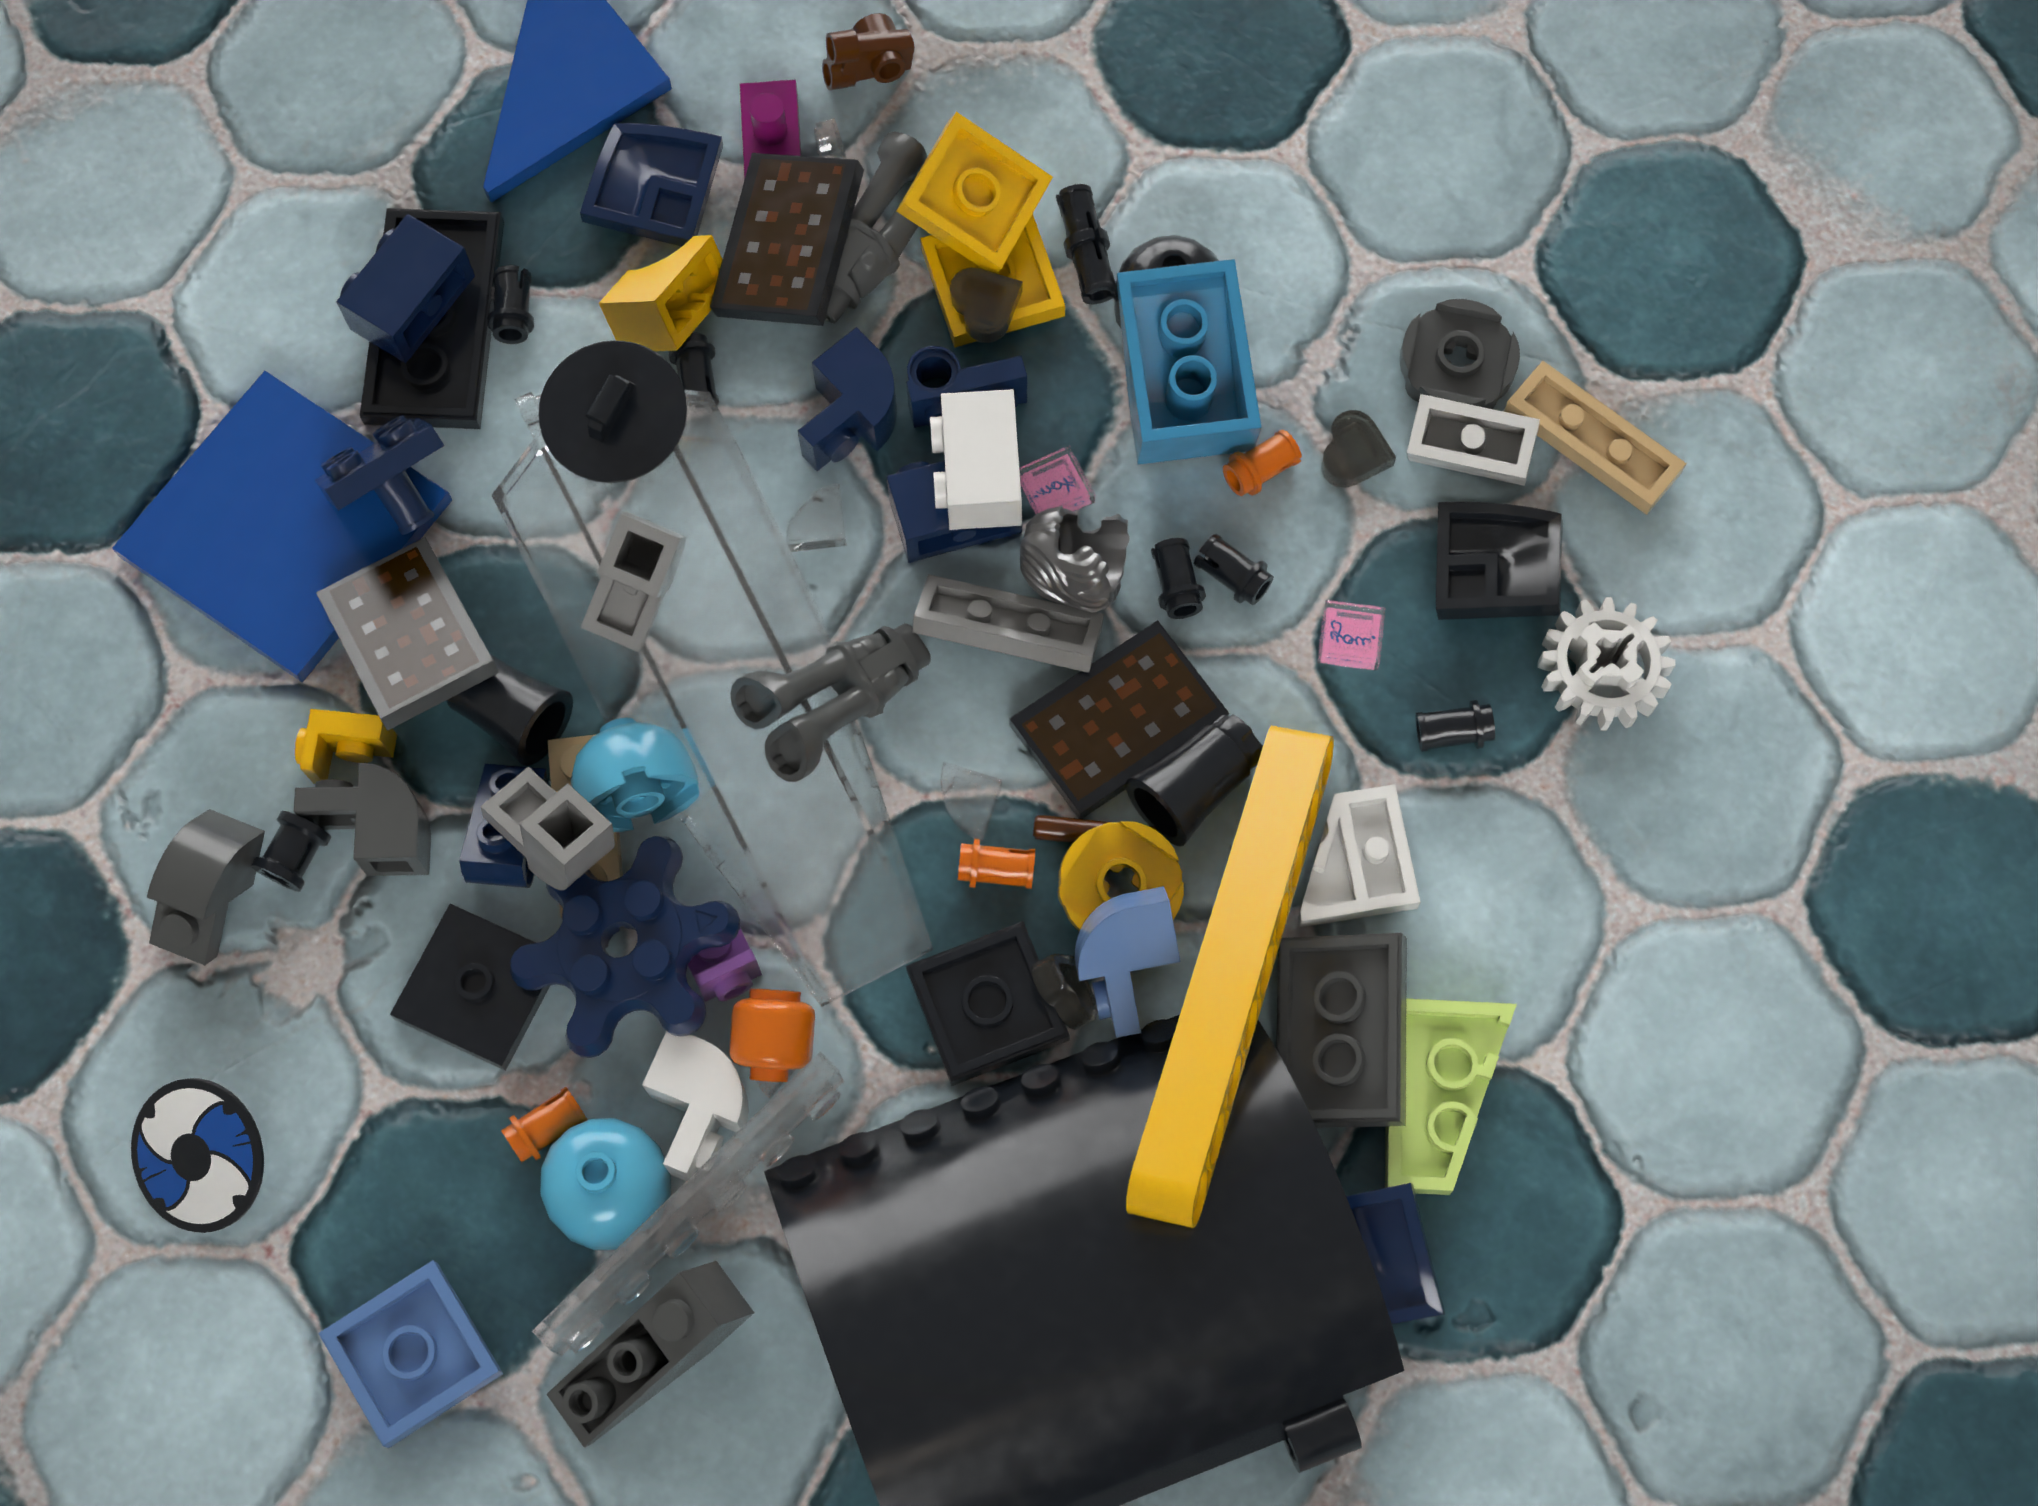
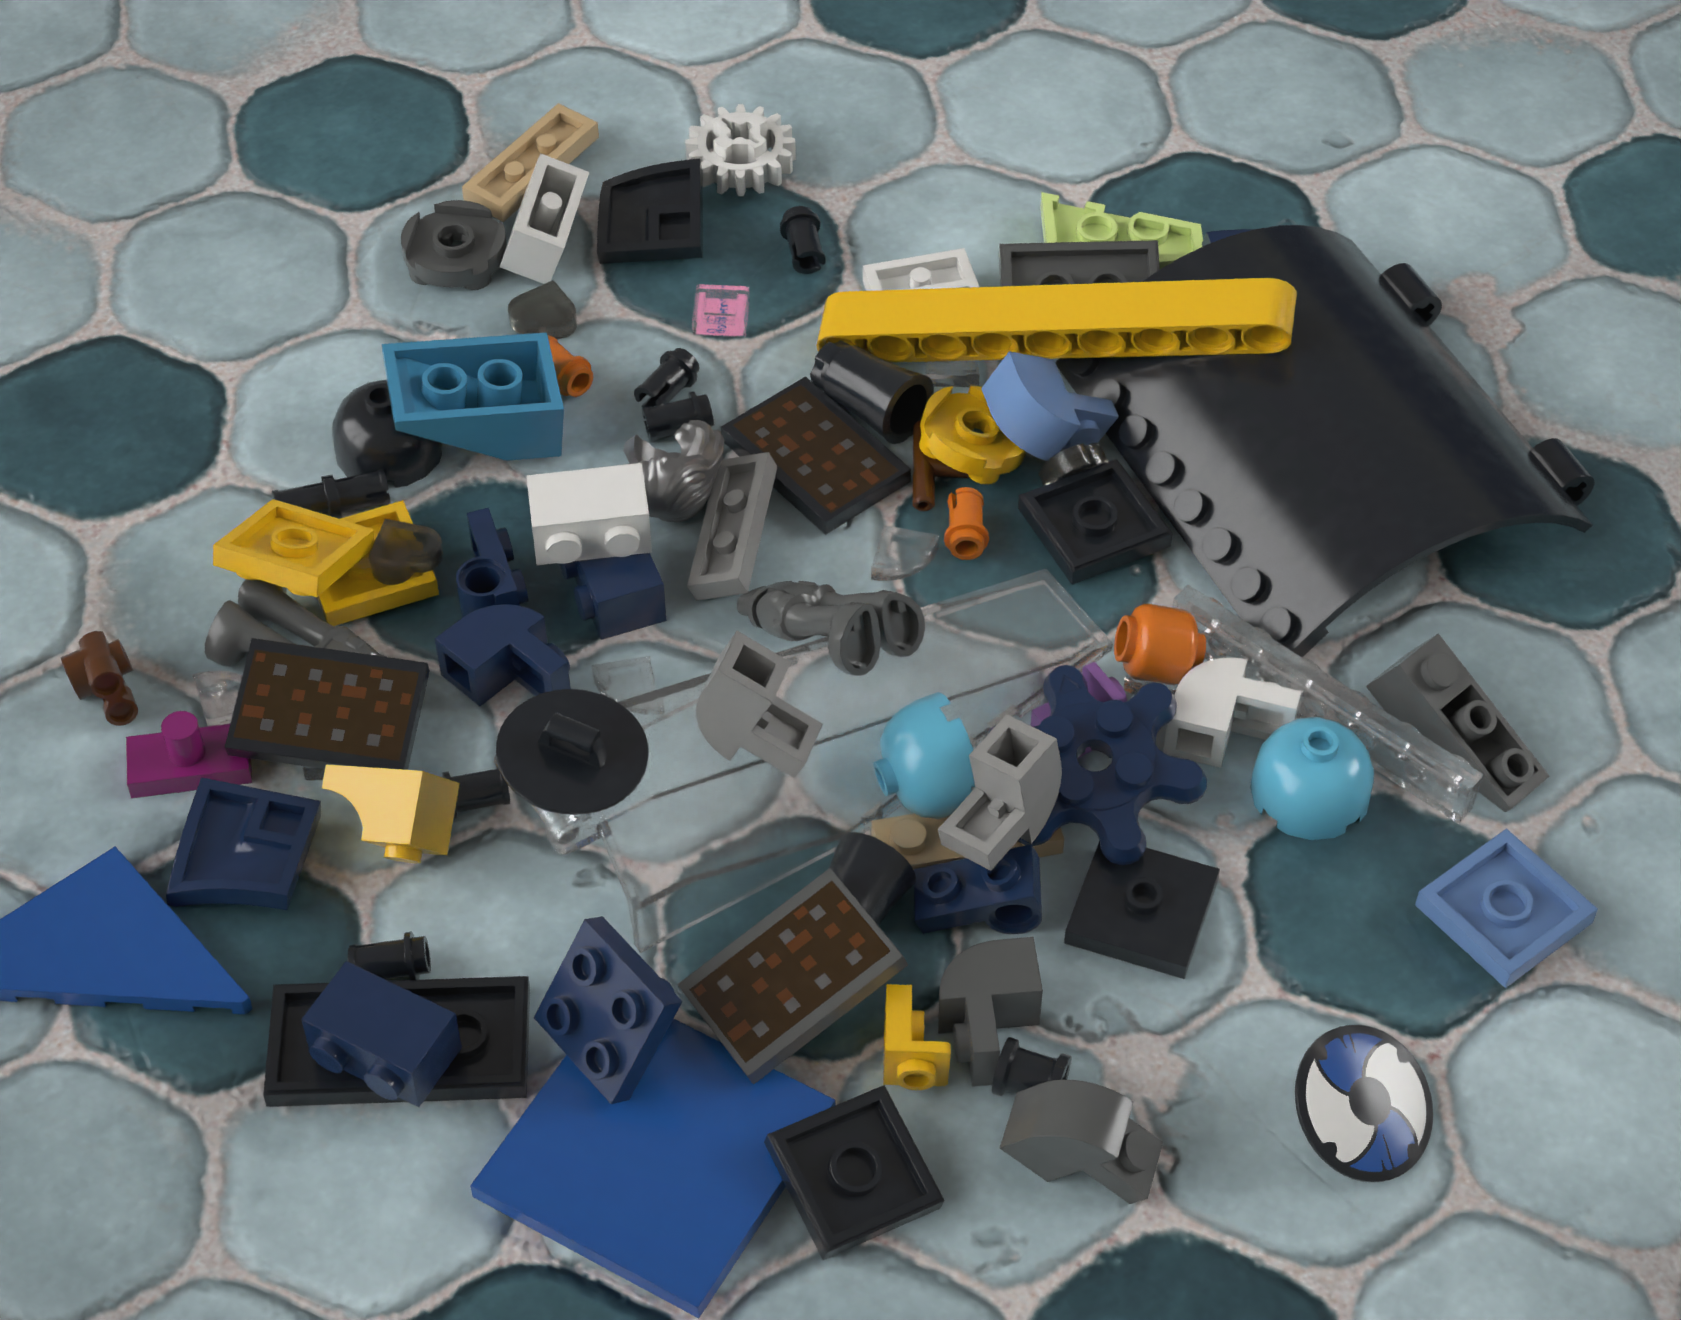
camera: 95 degrees left, 20 degrees down
(217, 684) = (853, 1172): none -> black plate
(543, 1125) = (1280, 840): orange pin -> none

